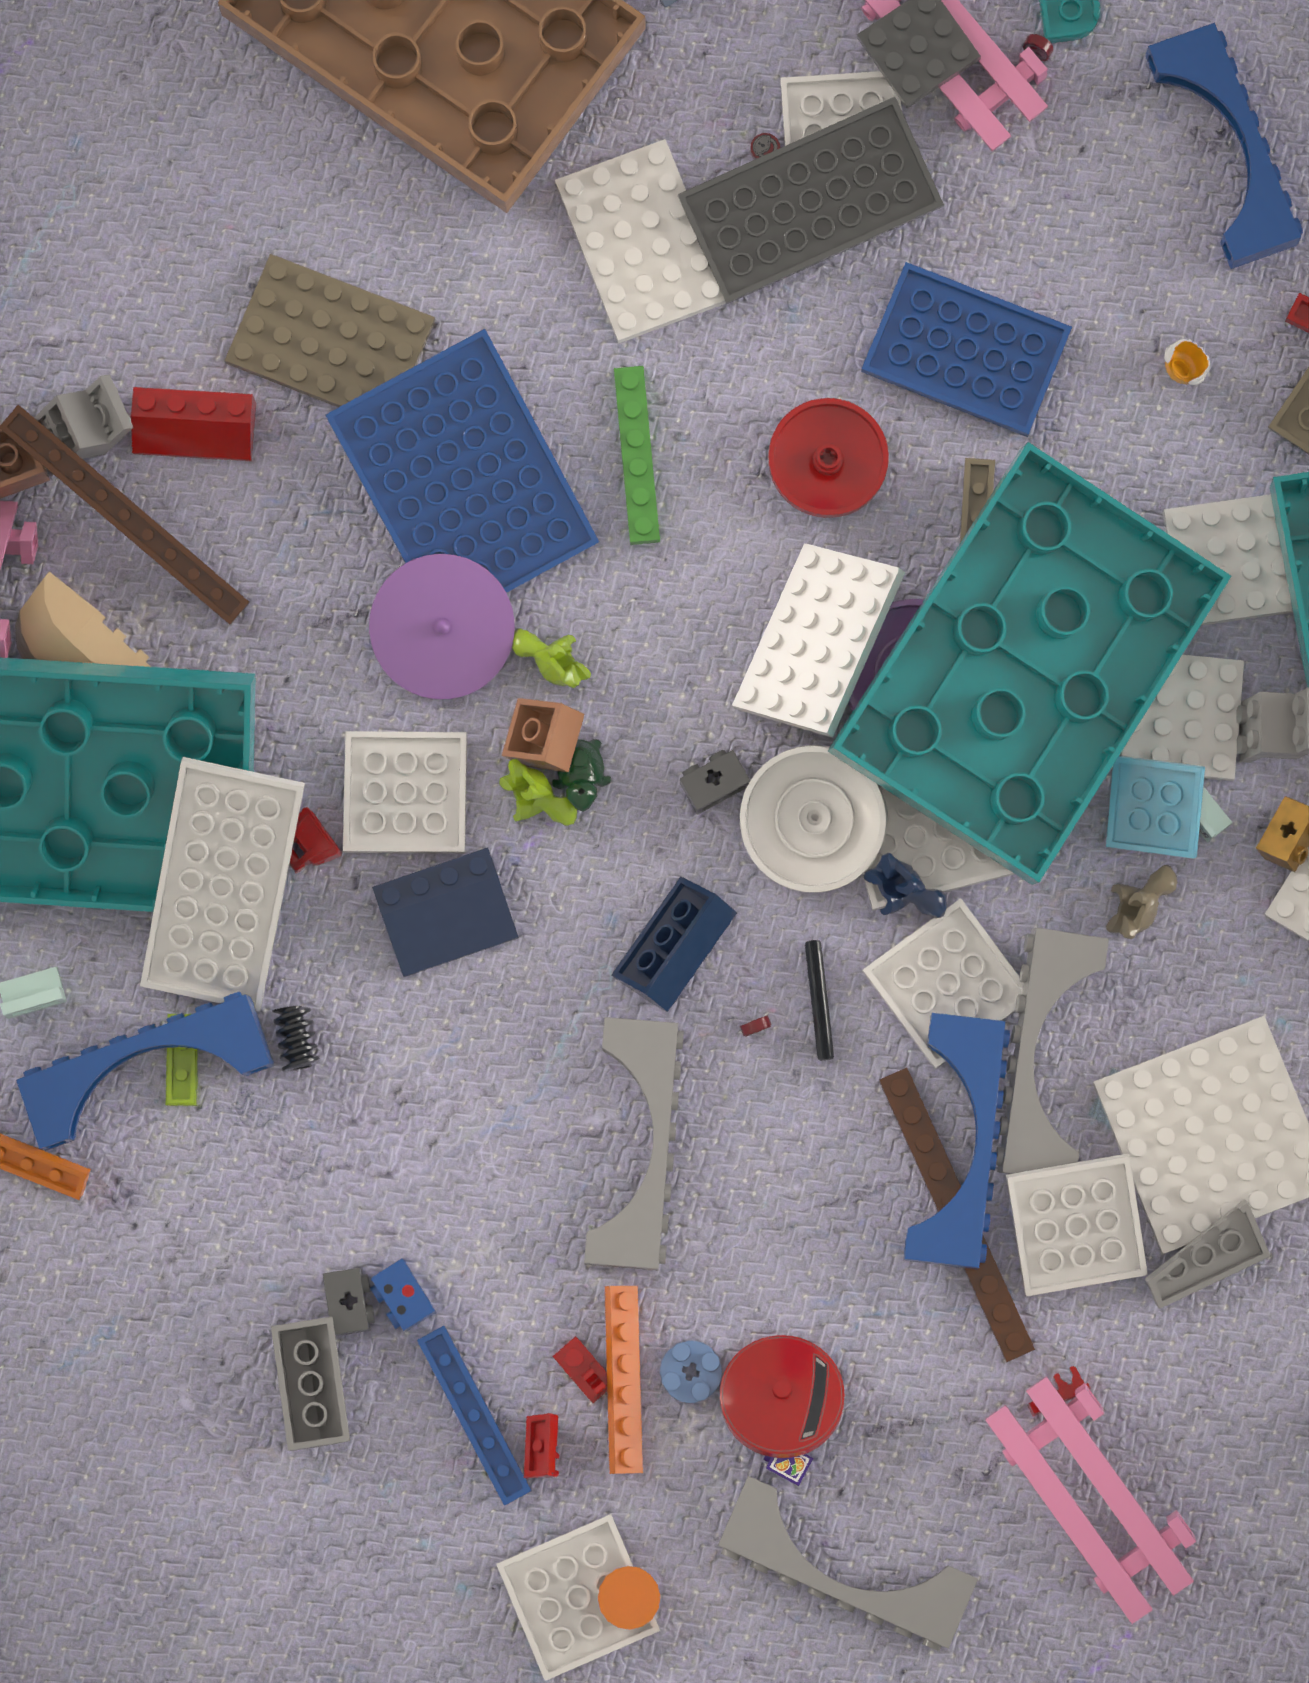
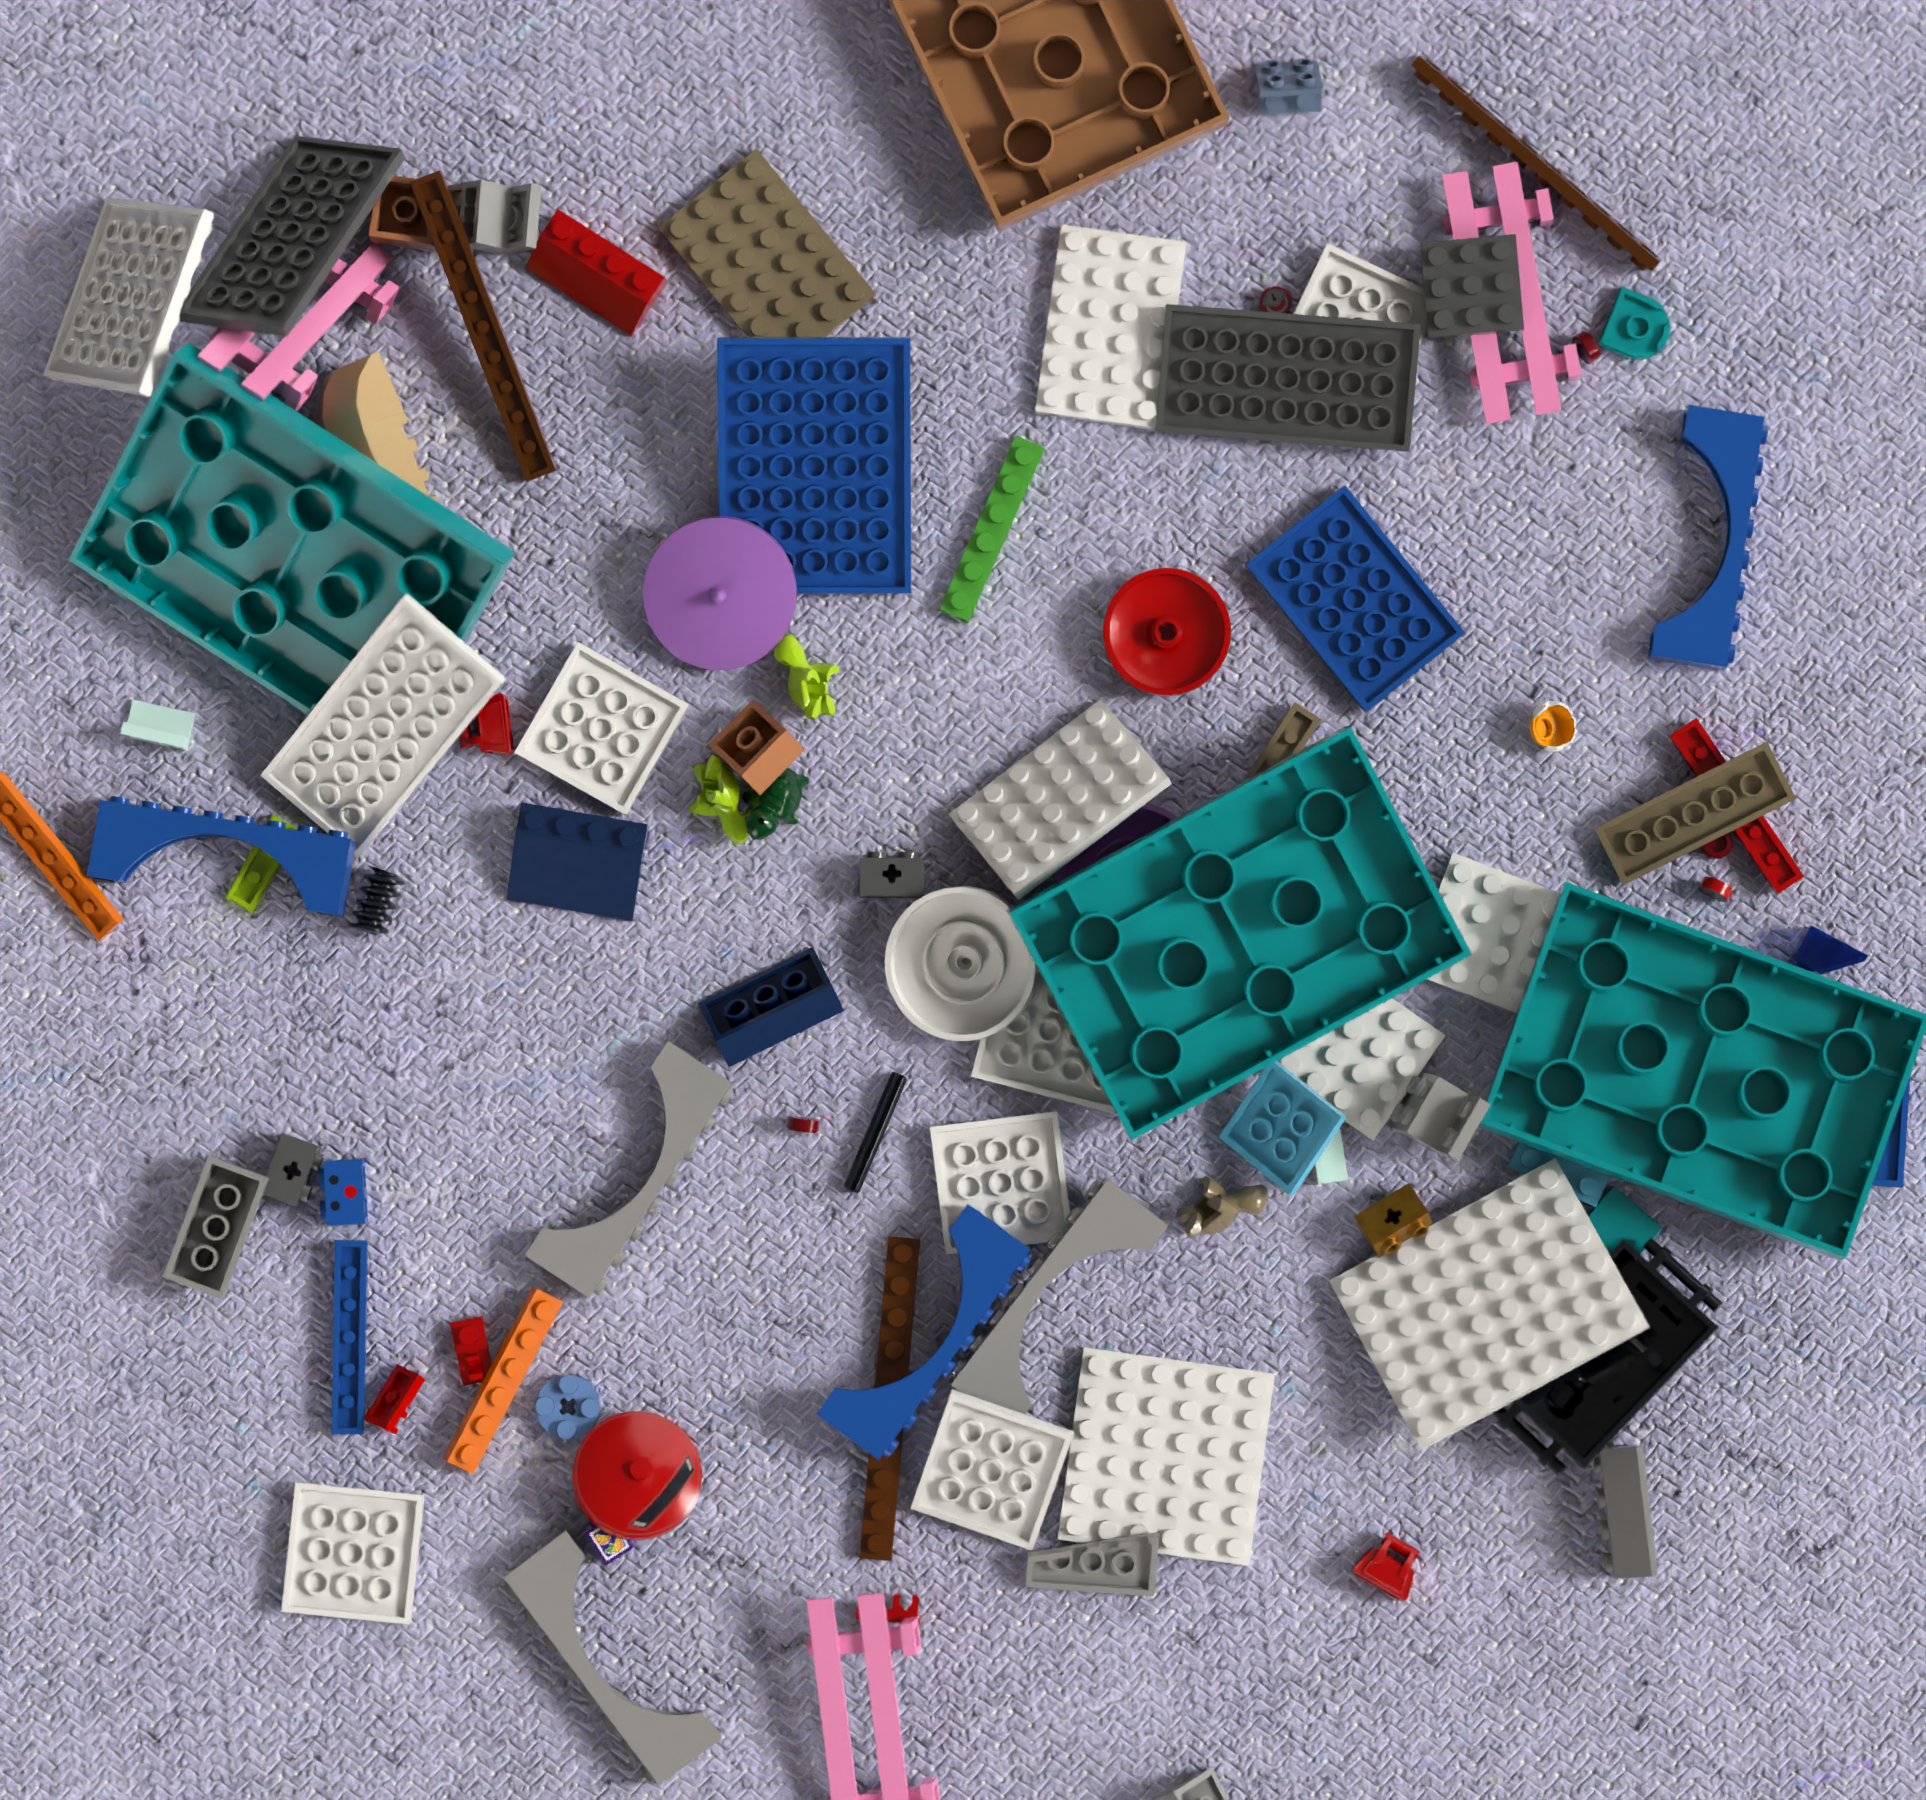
camera: 20 degrees right, 5 degrees up
(629, 1597) = (397, 1579): orange tile -> none
(903, 886) = (1009, 1072): dark blue animal -> none

